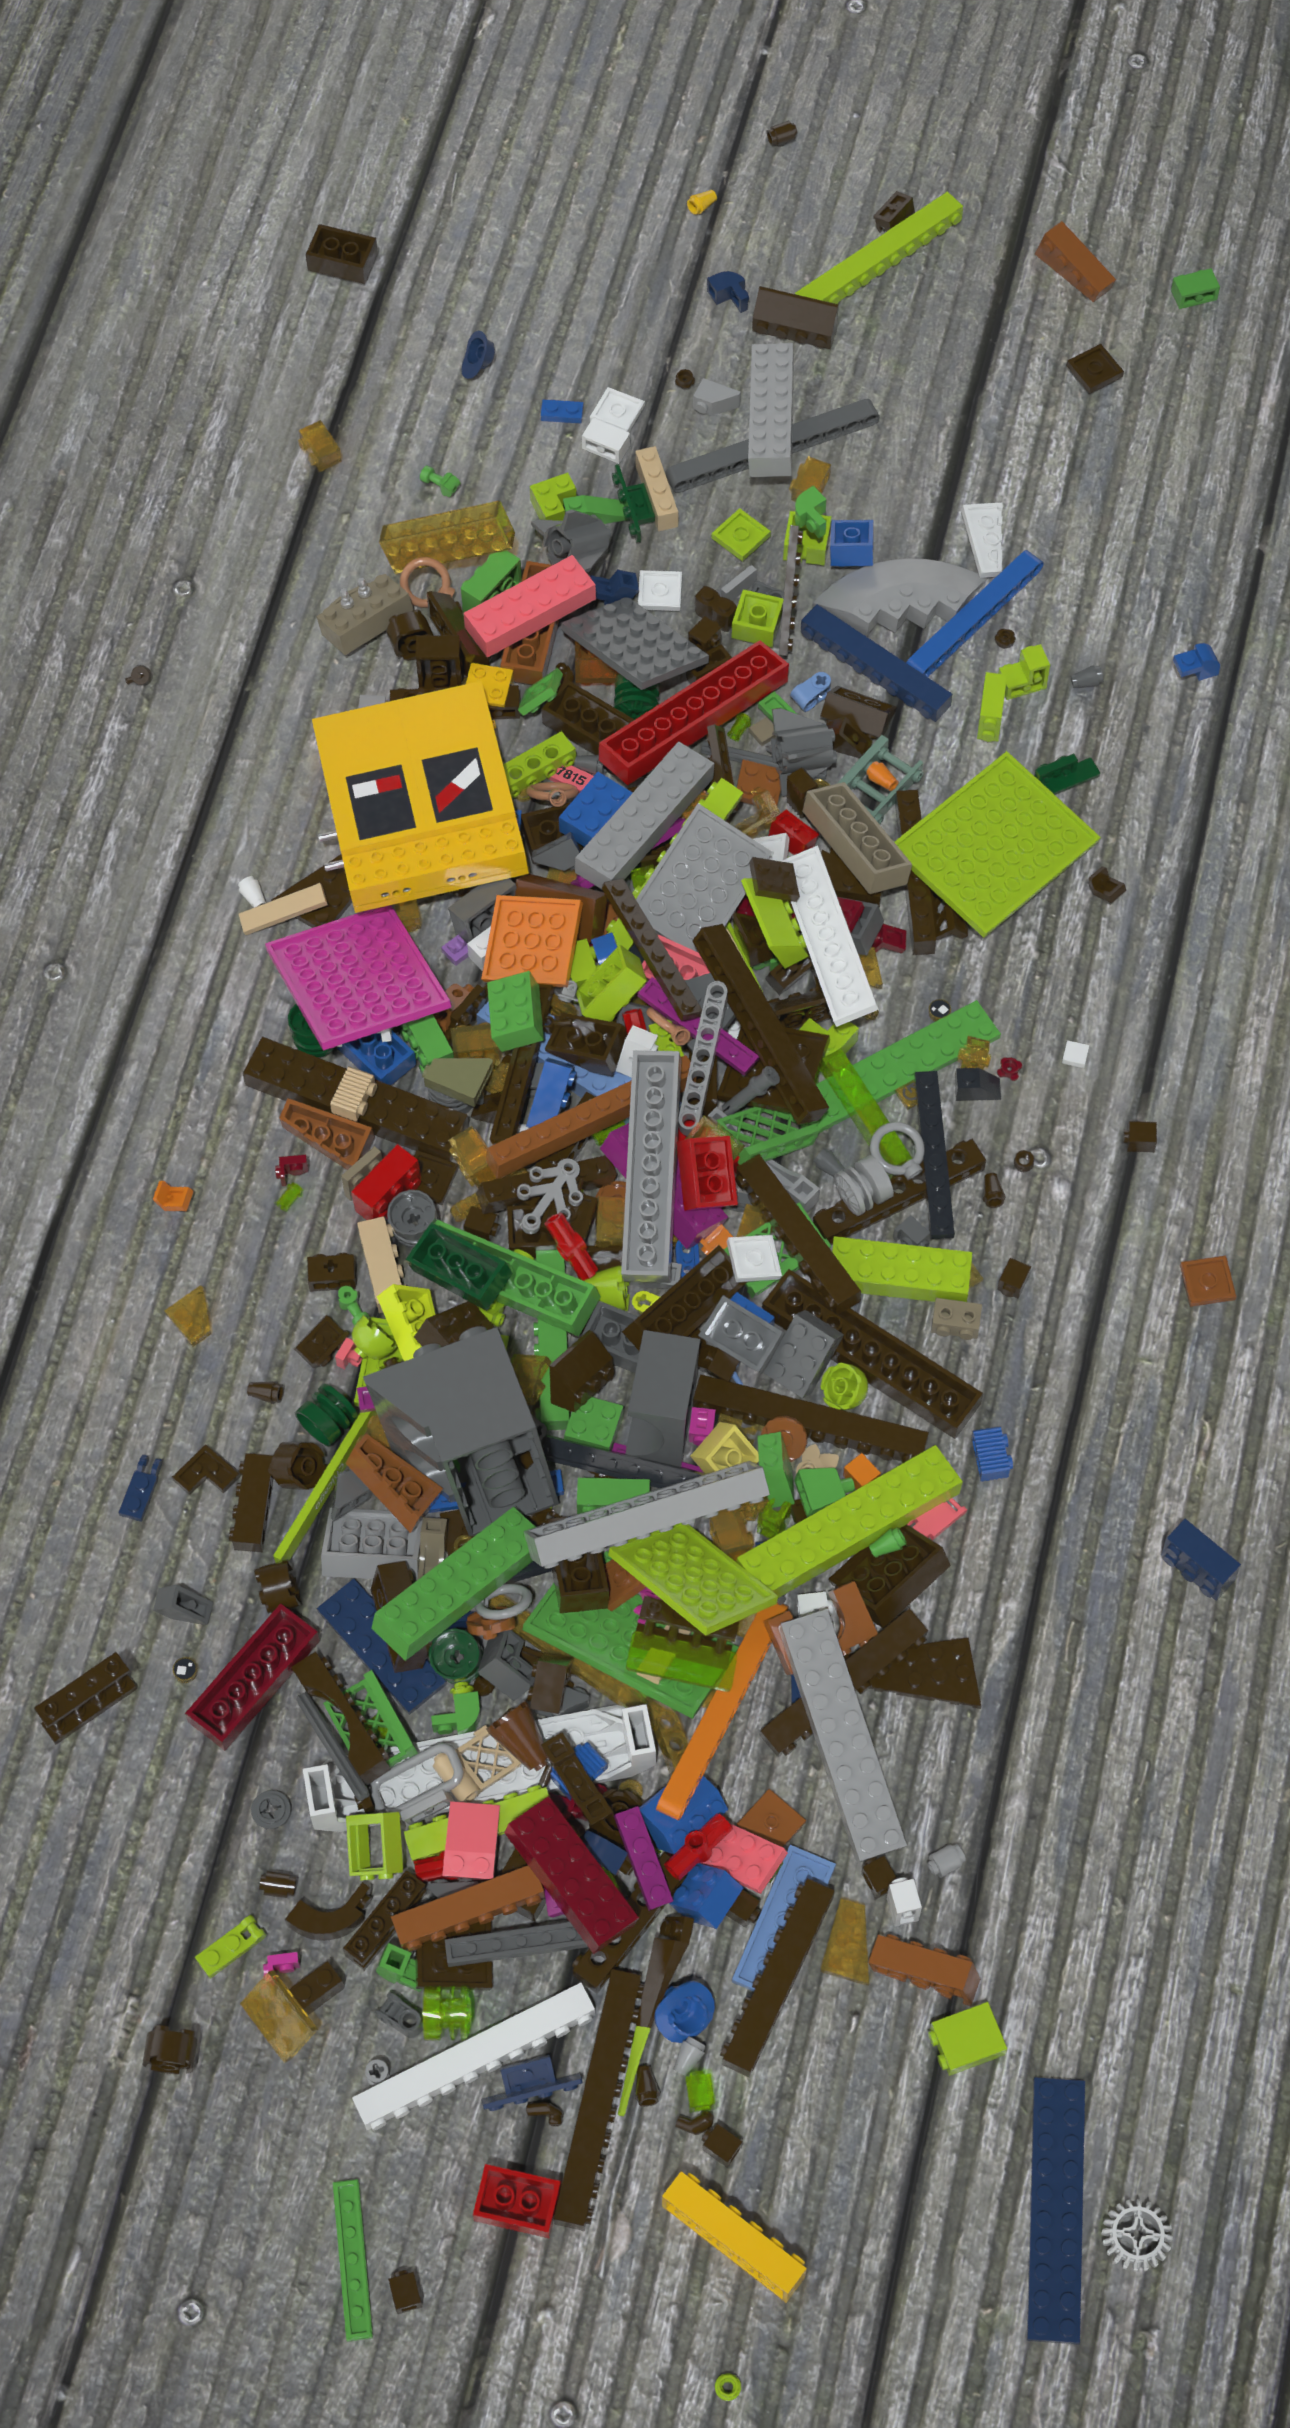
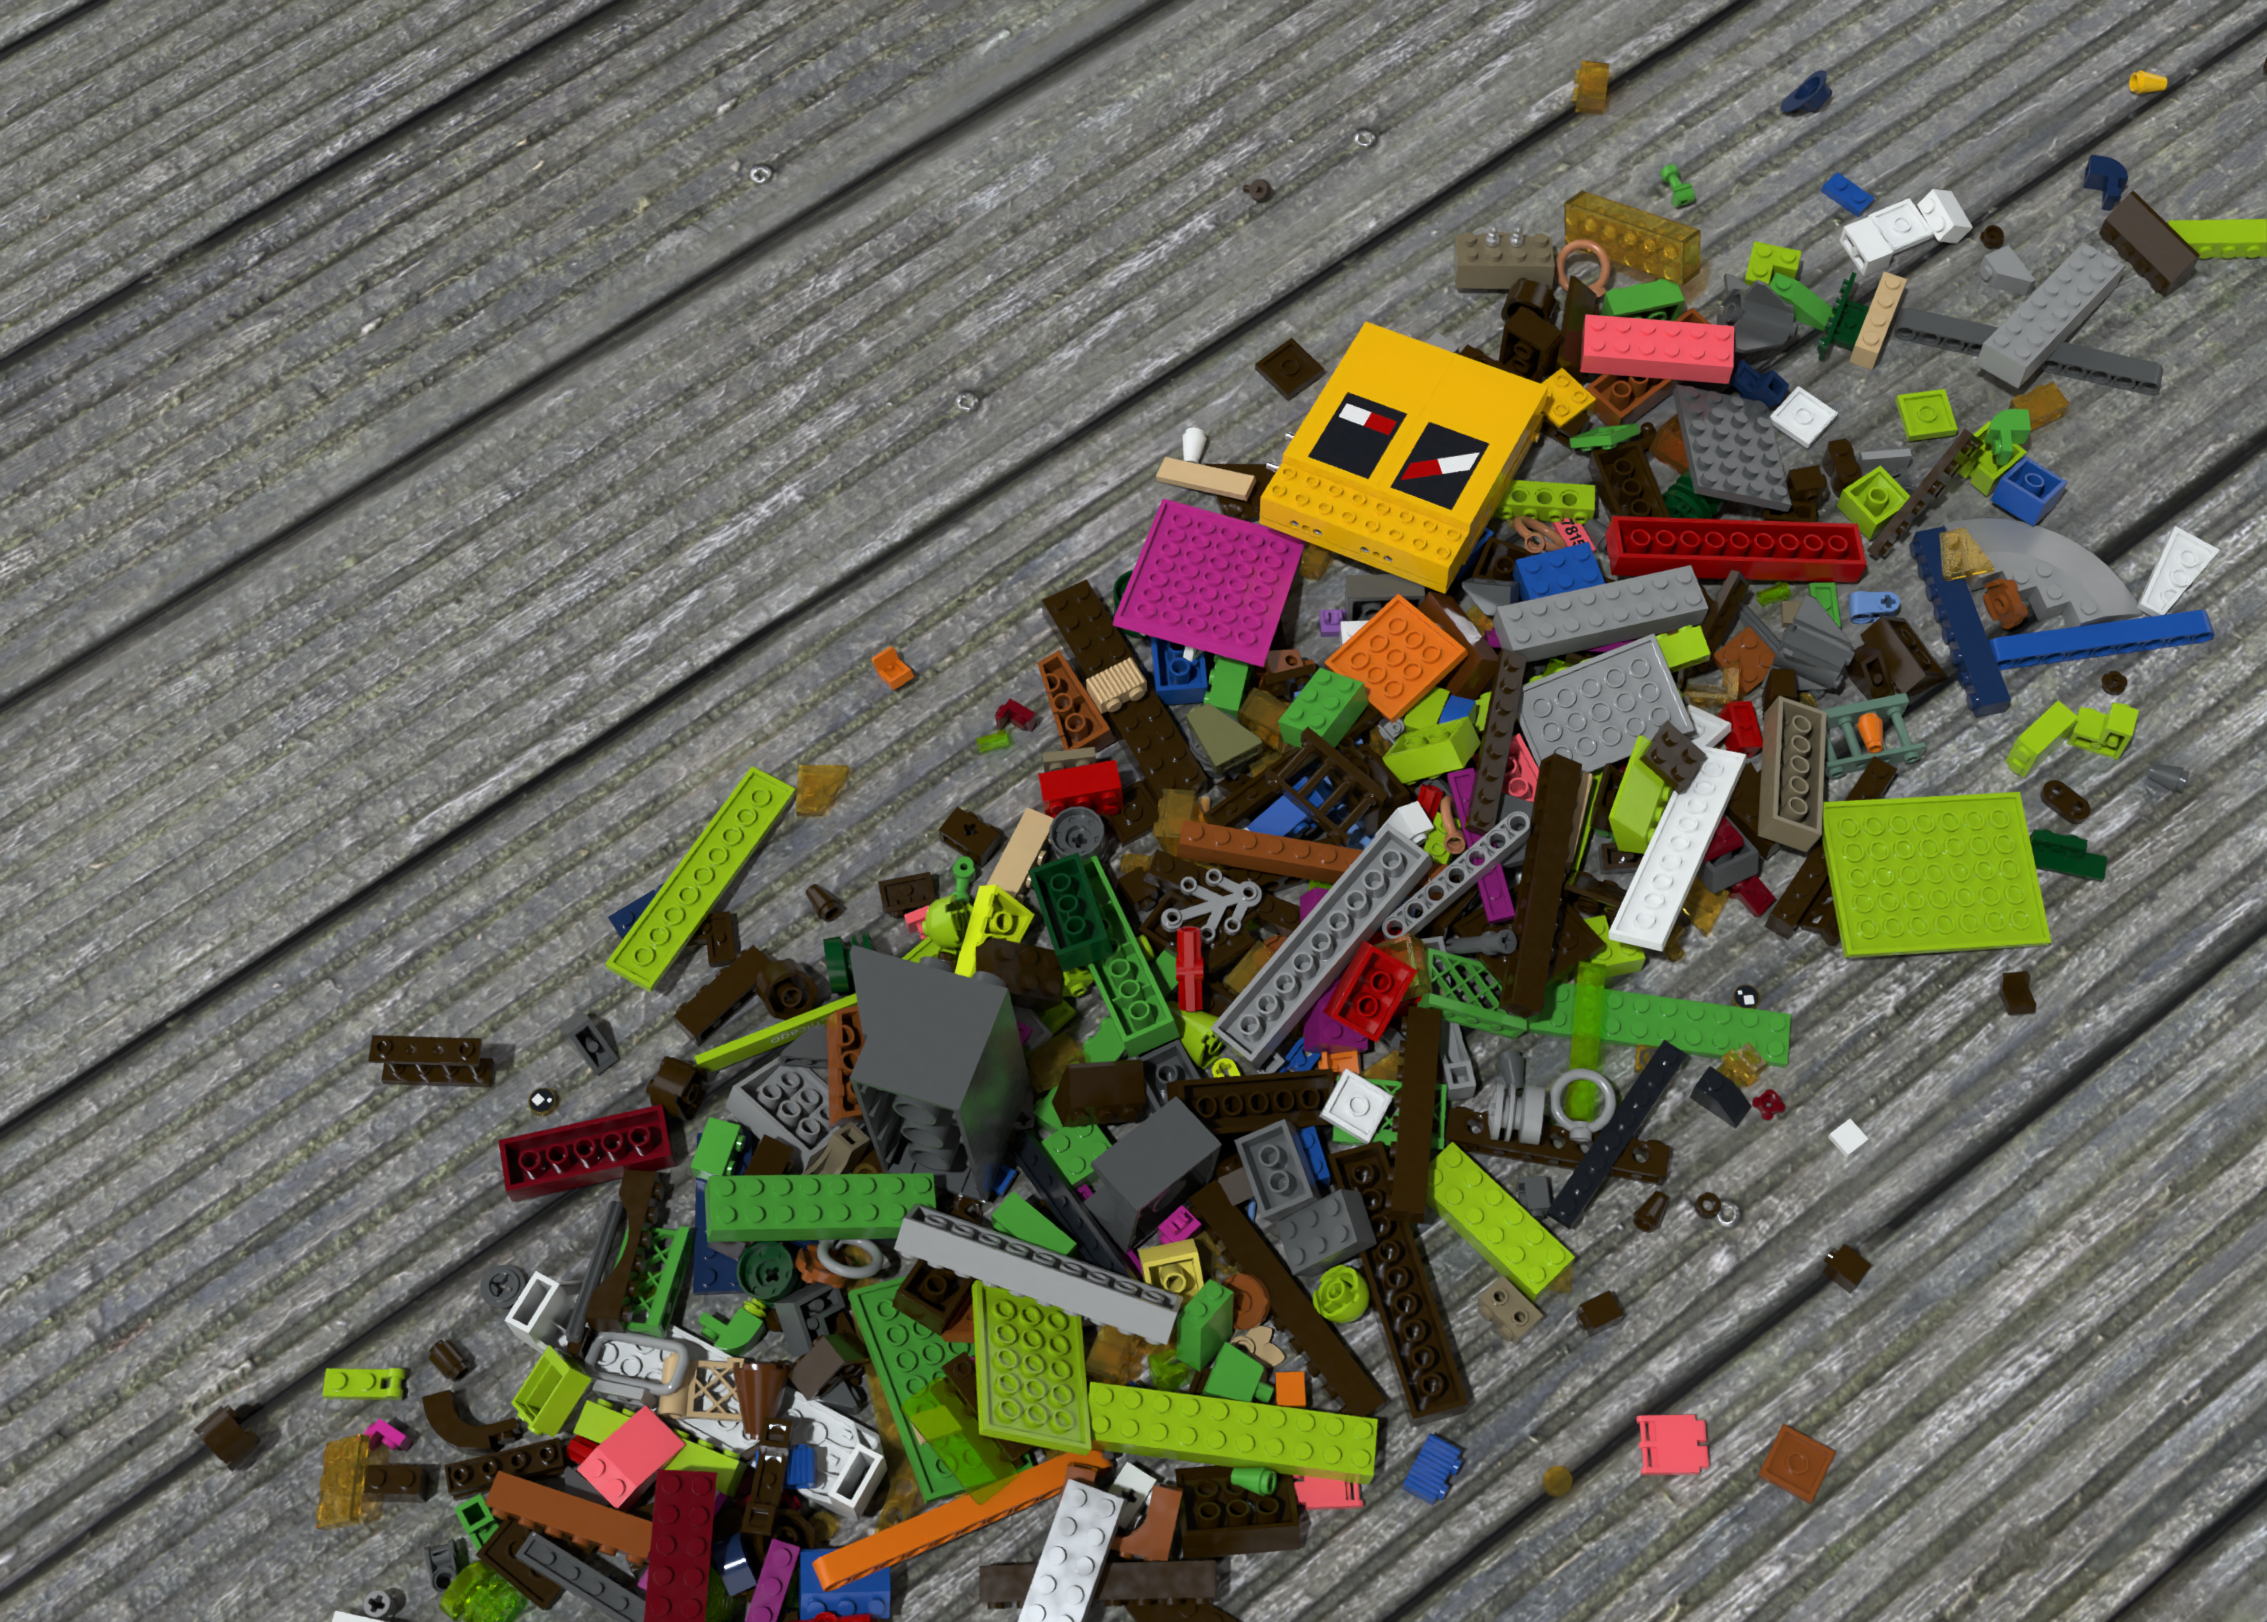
camera: 40 degrees right, 0 degrees up
(166, 1436) = (700, 879): none -> lime plate
(274, 791) = (1289, 368): none -> dark brown plate
(346, 1605) = (718, 1149): none -> bright green brick
(556, 1038) = (1331, 762): none -> dark brown fence
(643, 384) = (1944, 216): none -> white brick
(846, 615) = (1961, 555): none -> clear yellow wing
(892, 622) = (2004, 602): none -> dark orange plate
(1036, 739) = (2064, 803): none -> dark brown plate
(1072, 1402) = (1557, 1481): none -> clear yellow tile
(1125, 1325) = (1673, 1444): none -> coral plate

